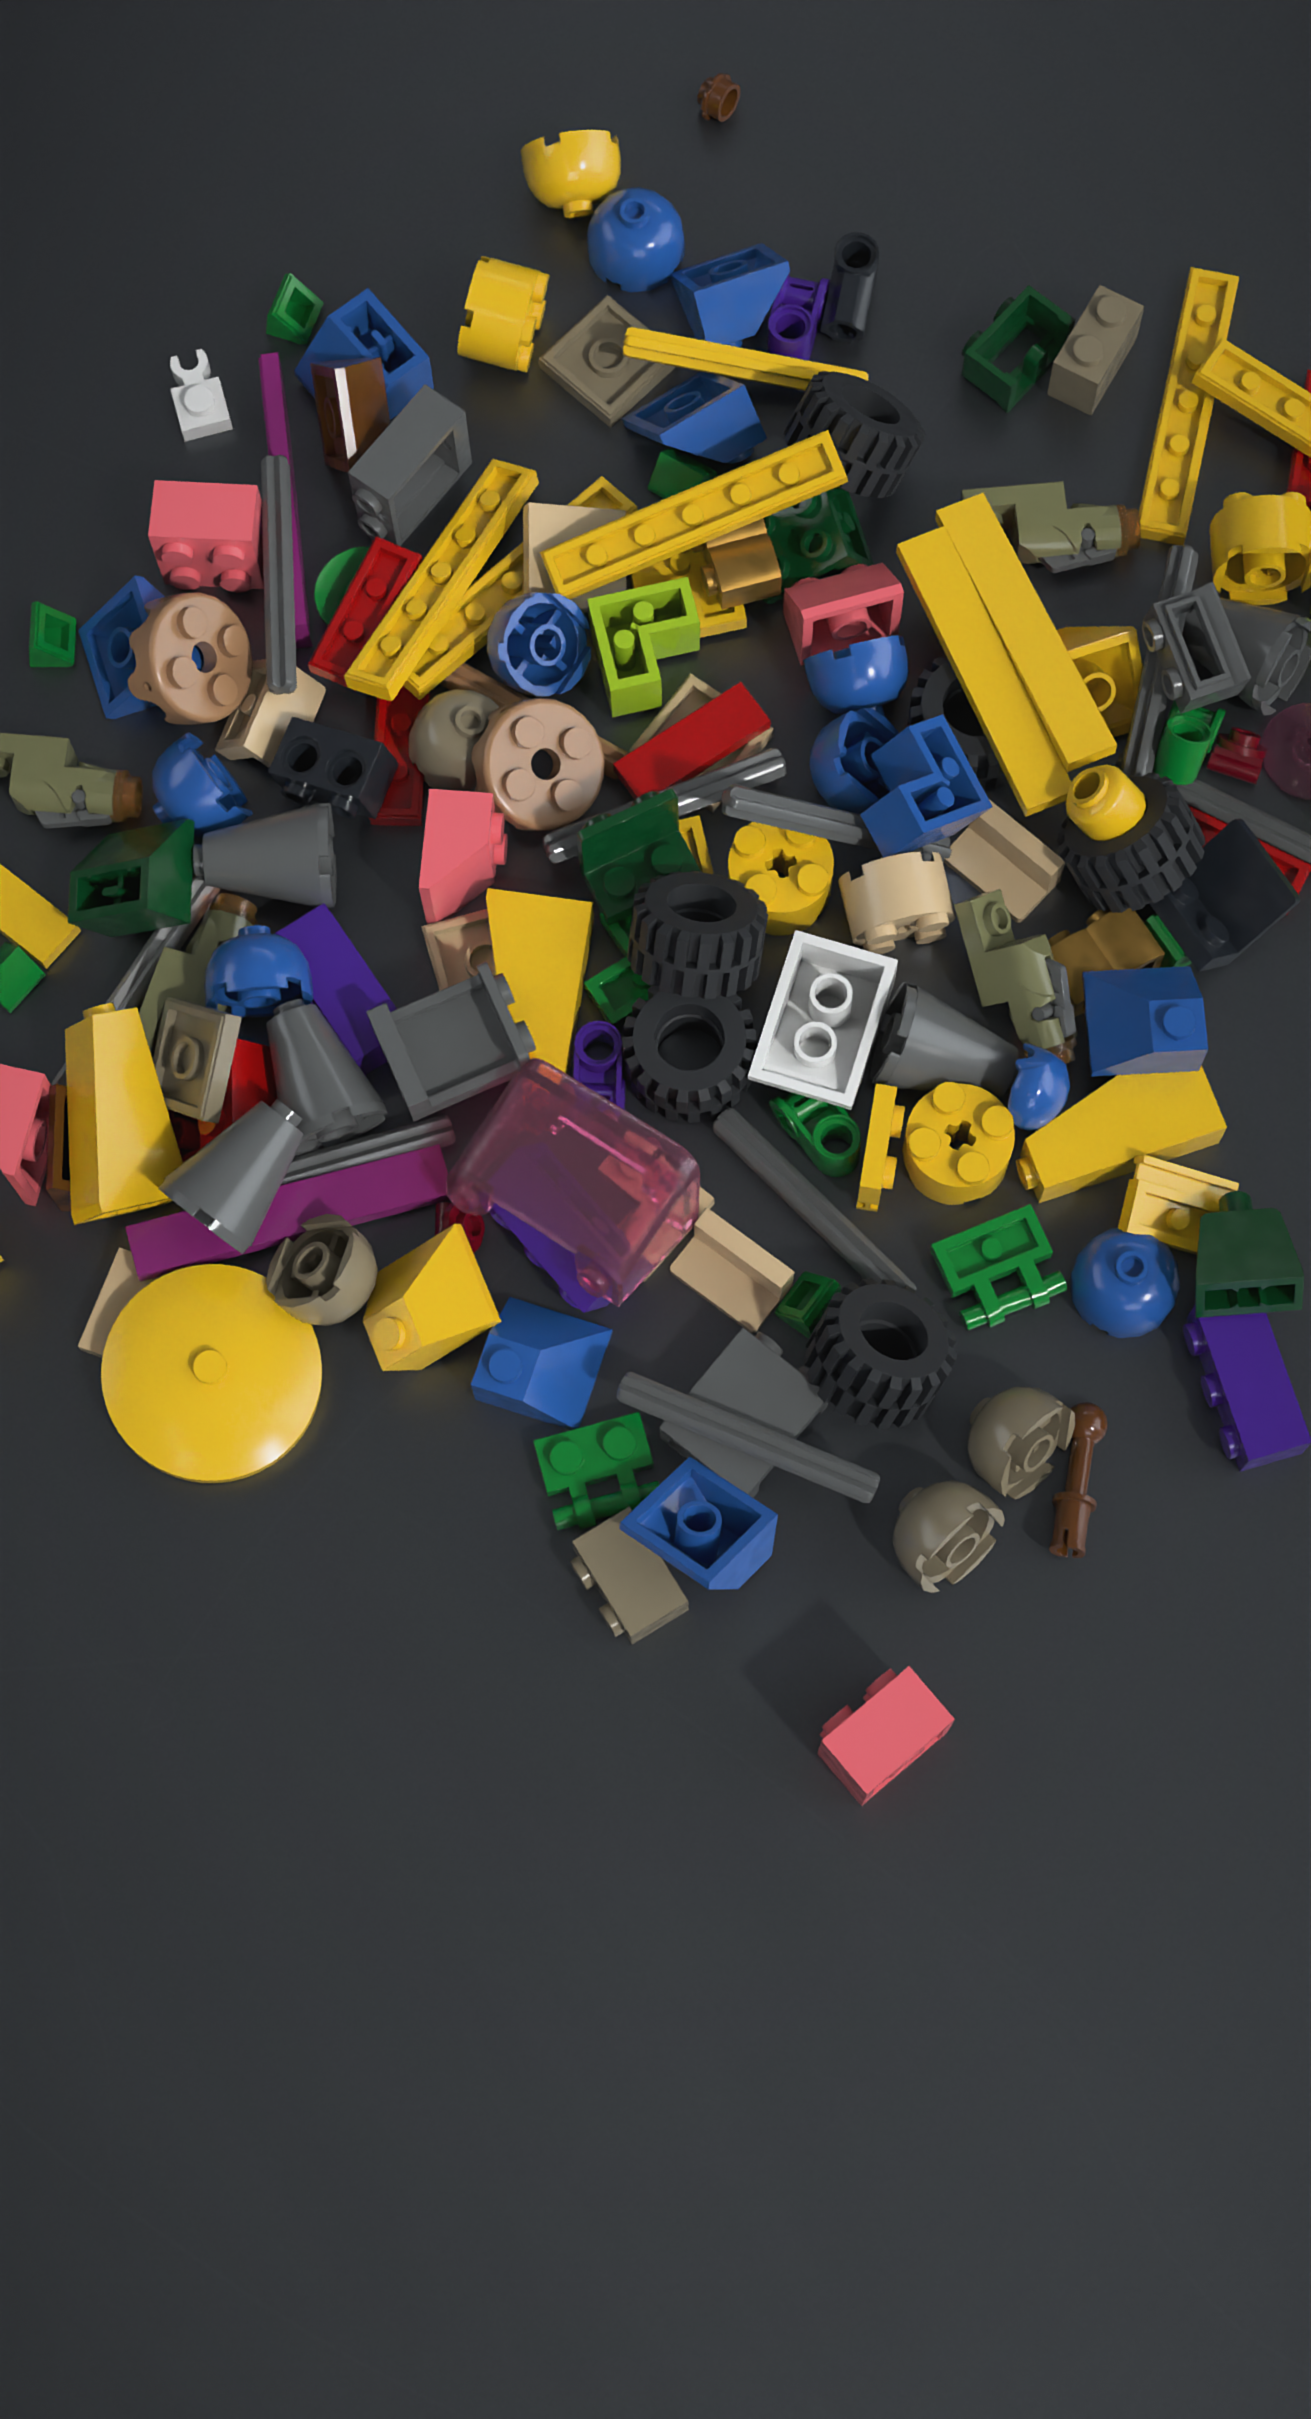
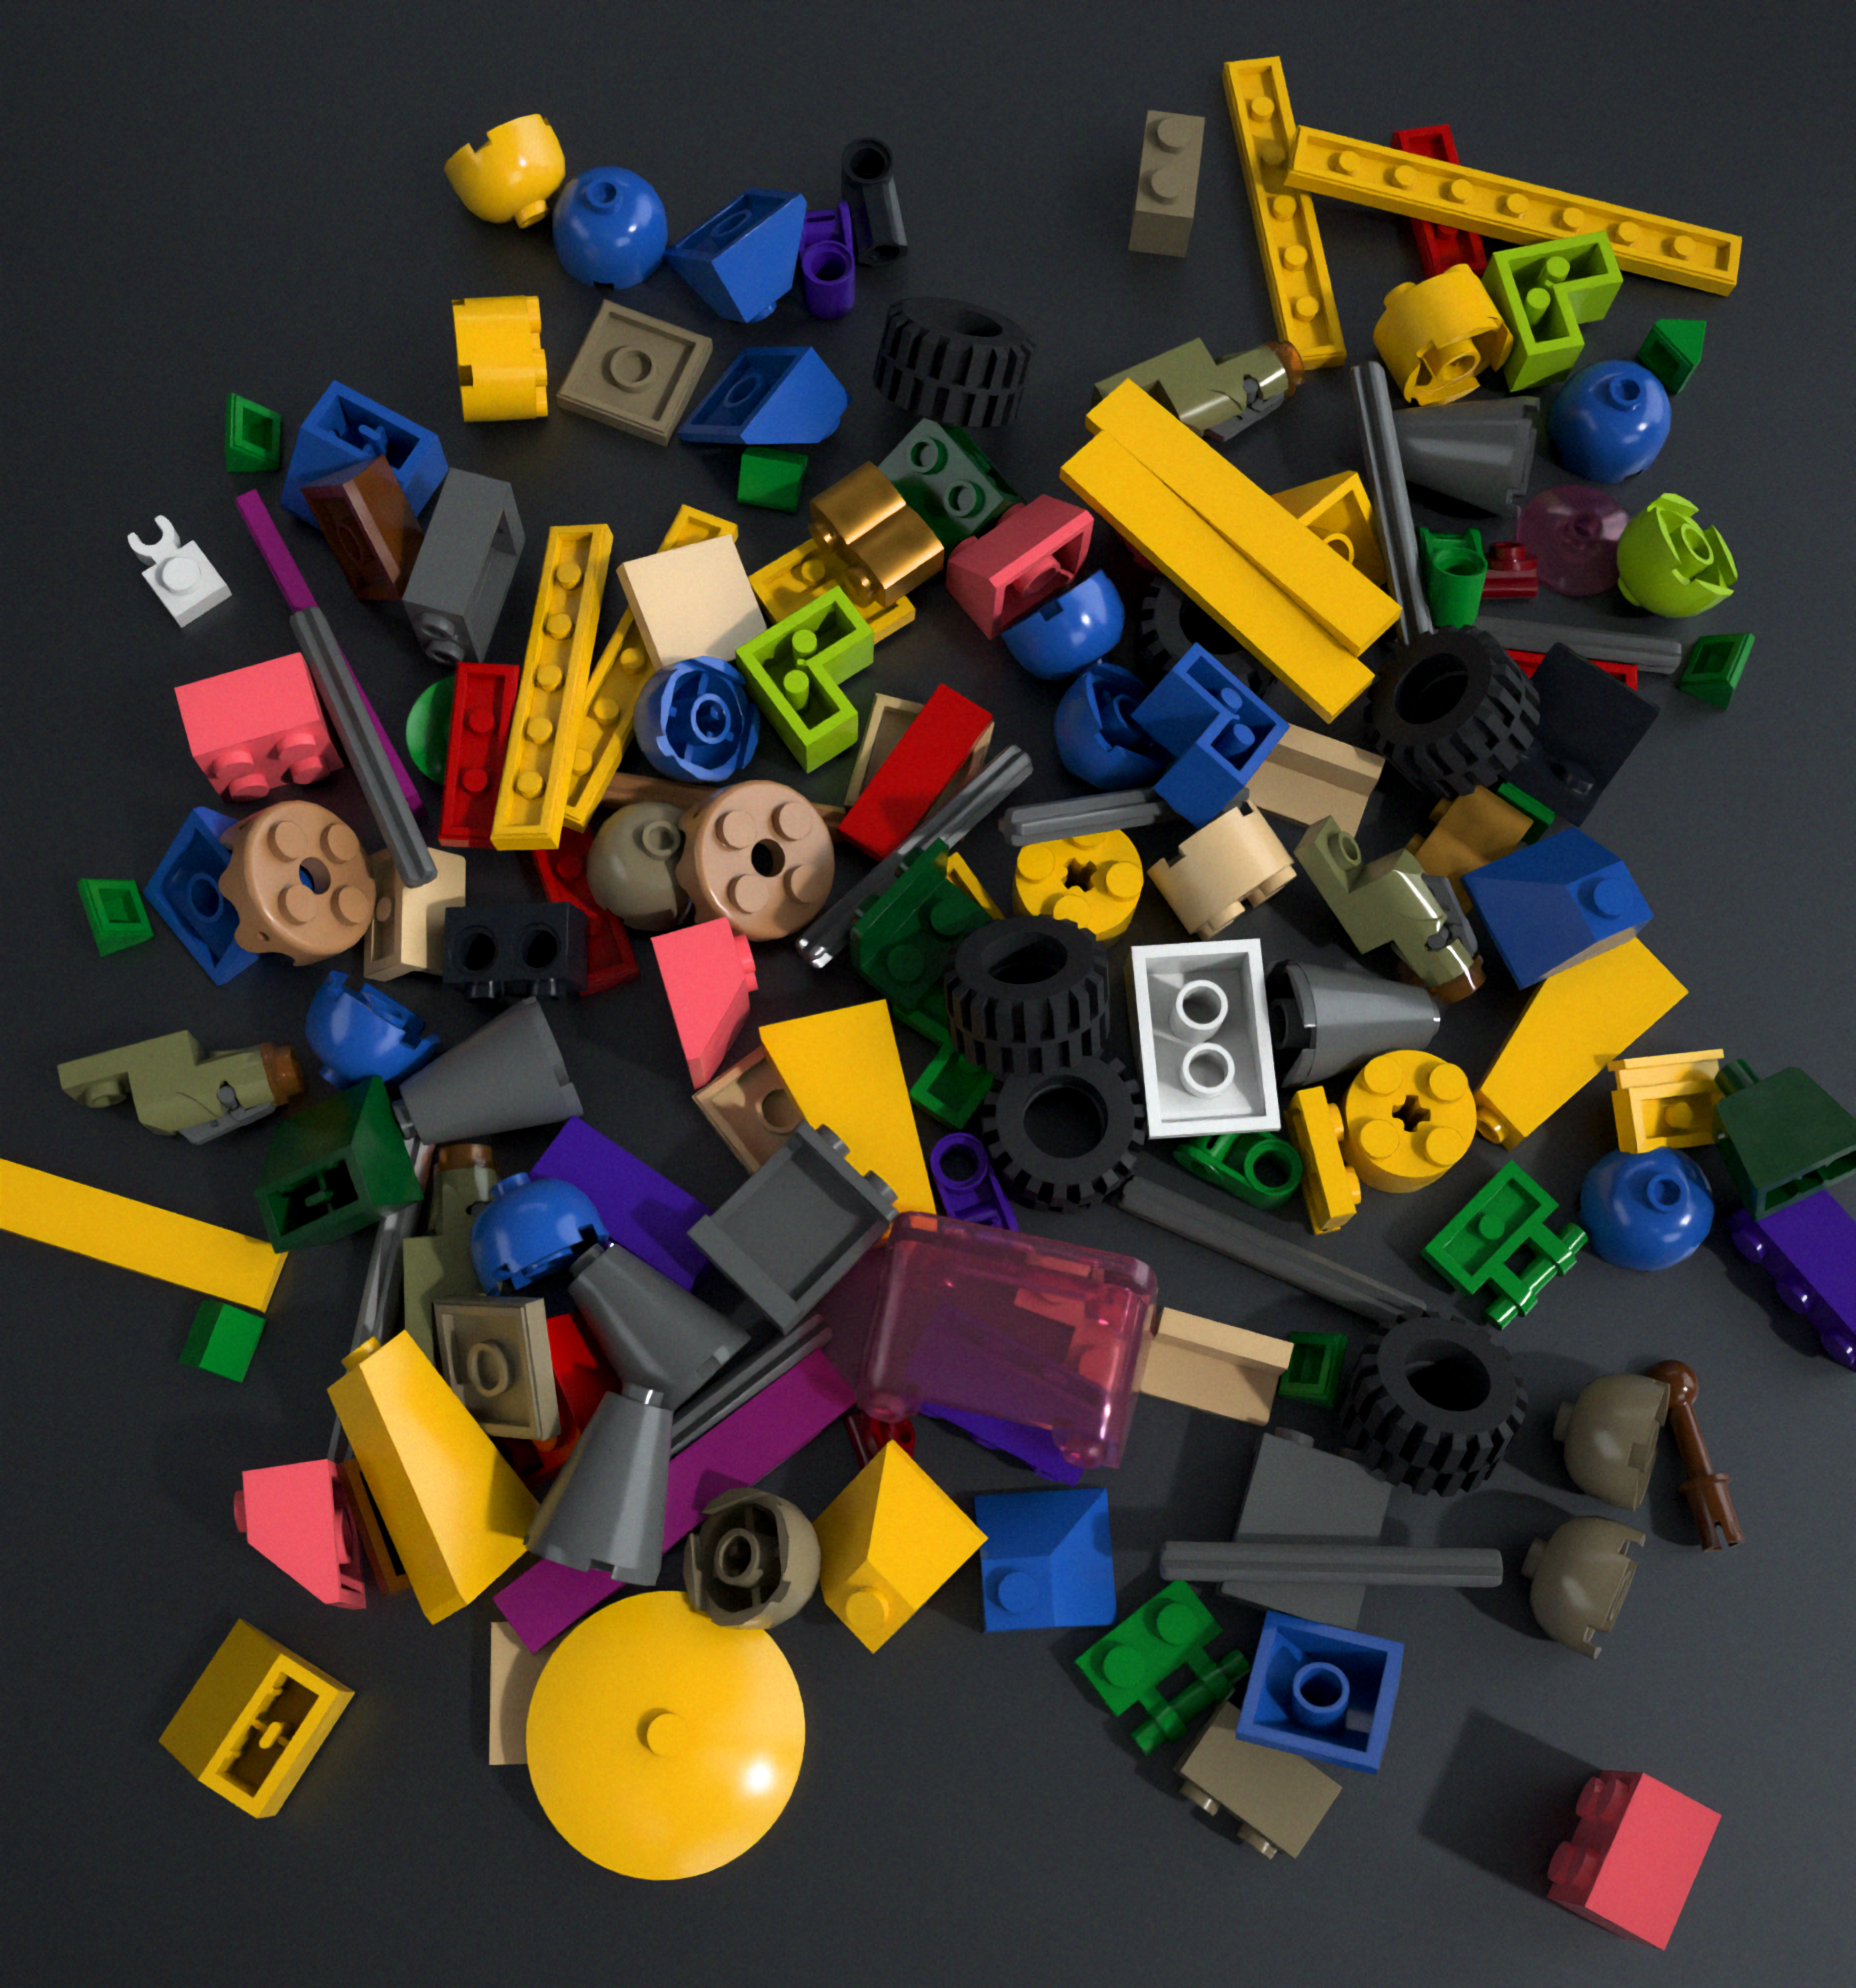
camera: 30 degrees left, 0 degrees up
(694, 516) = (821, 514): yellow tile -> none
(718, 97) = (636, 41): reddish brown plate -> none
(725, 359) = (773, 326): yellow axle -> none
(1027, 311) = (1092, 169): dark green window -> none
(1038, 1089) = (1472, 1025): blue hair -> none
(1104, 802) = (1418, 678): yellow head -> none
(1179, 673) = (1415, 488): dark grey window -> none

